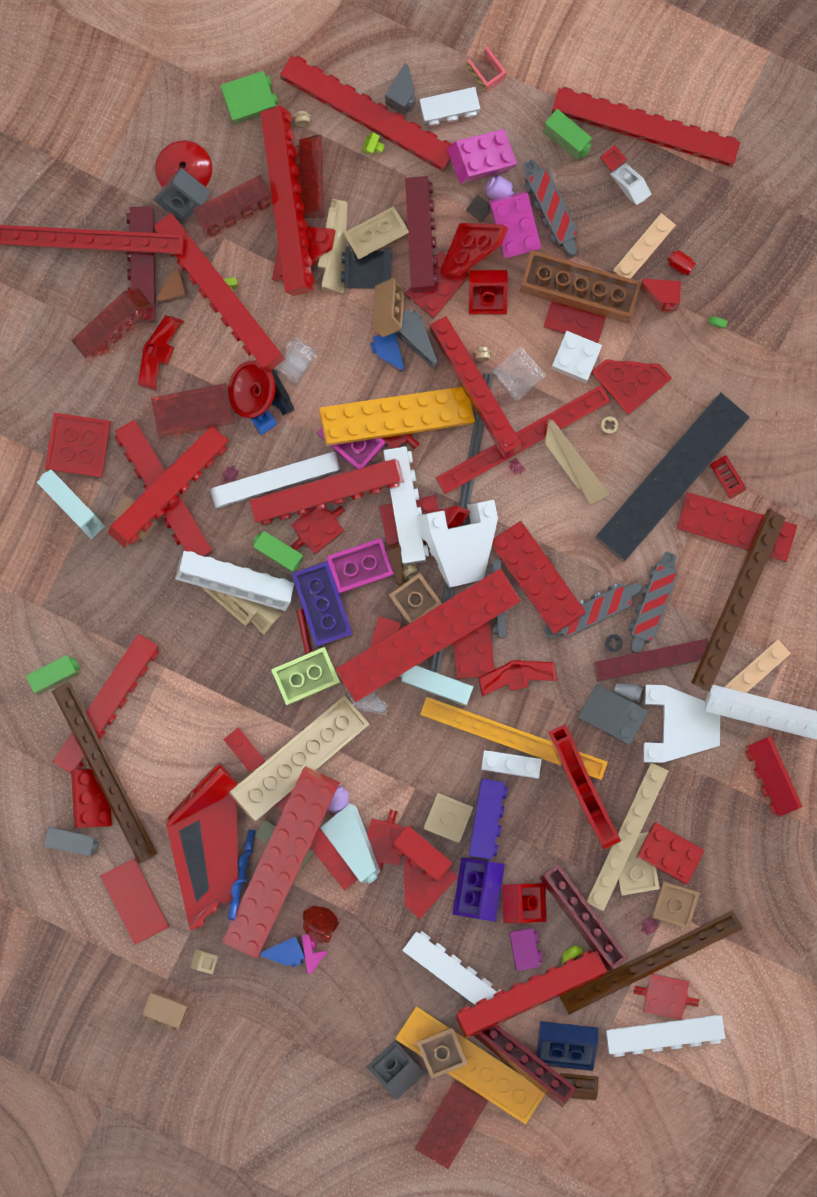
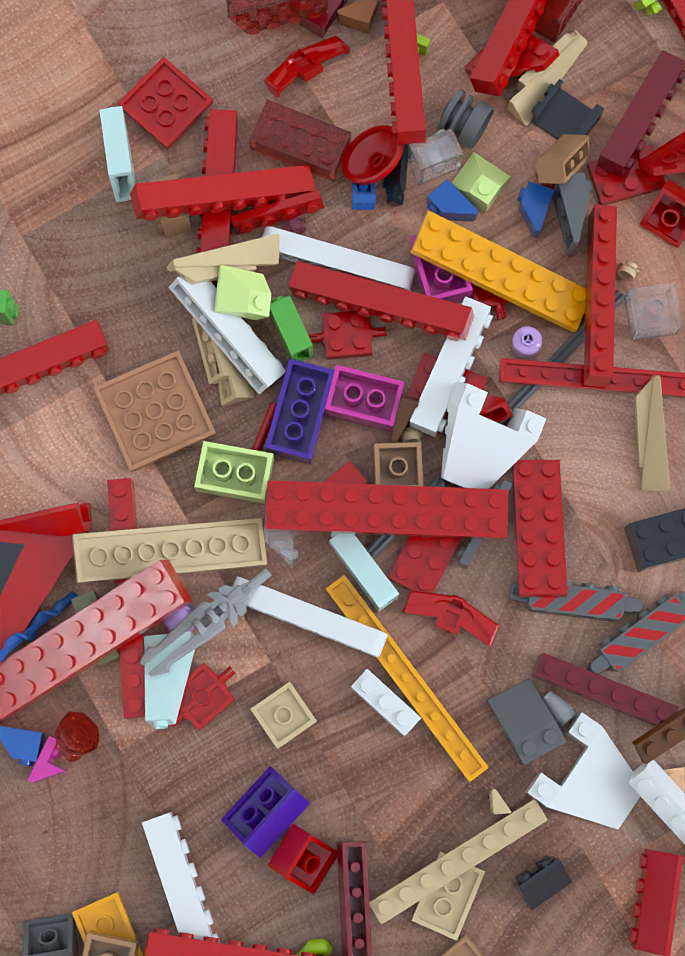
camera: 35 degrees right, 5 degrees down
(205, 534) = (245, 256): none -> tan wedge
(208, 478) = (278, 211): none -> red plate
(221, 669) = (154, 411): none -> nougat plate
(230, 550) = (242, 293): none -> yellowish green slope
(299, 320) = (466, 119): none -> dark grey wheel
(328, 387) = (451, 203): none -> blue slope
(337, 357) = (480, 182): none -> yellowish green slope
(361, 768) = (227, 603): none -> light grey sword
(376, 232) = (598, 85): tan plate -> none
(420, 741) = (315, 619): none -> white beam
(421, 854) = (227, 733): red brick -> none
(421, 893) = (217, 761): red plate -> none
(443, 459) = (521, 347): none -> lavender head
(486, 819) = (321, 743): dark purple brick -> none
(516, 466) = (589, 403): clear pink plate -> none
(524, 949) = (270, 909): magenta brick -> none
(583, 787) = (445, 777): red arch -> none
(618, 647) = (571, 641): black bush -> none
(629, 782) = (497, 804): none -> tan slope
(670, 853) = (492, 910): red plate -> none
(691, 813) = (542, 882): none -> black slope

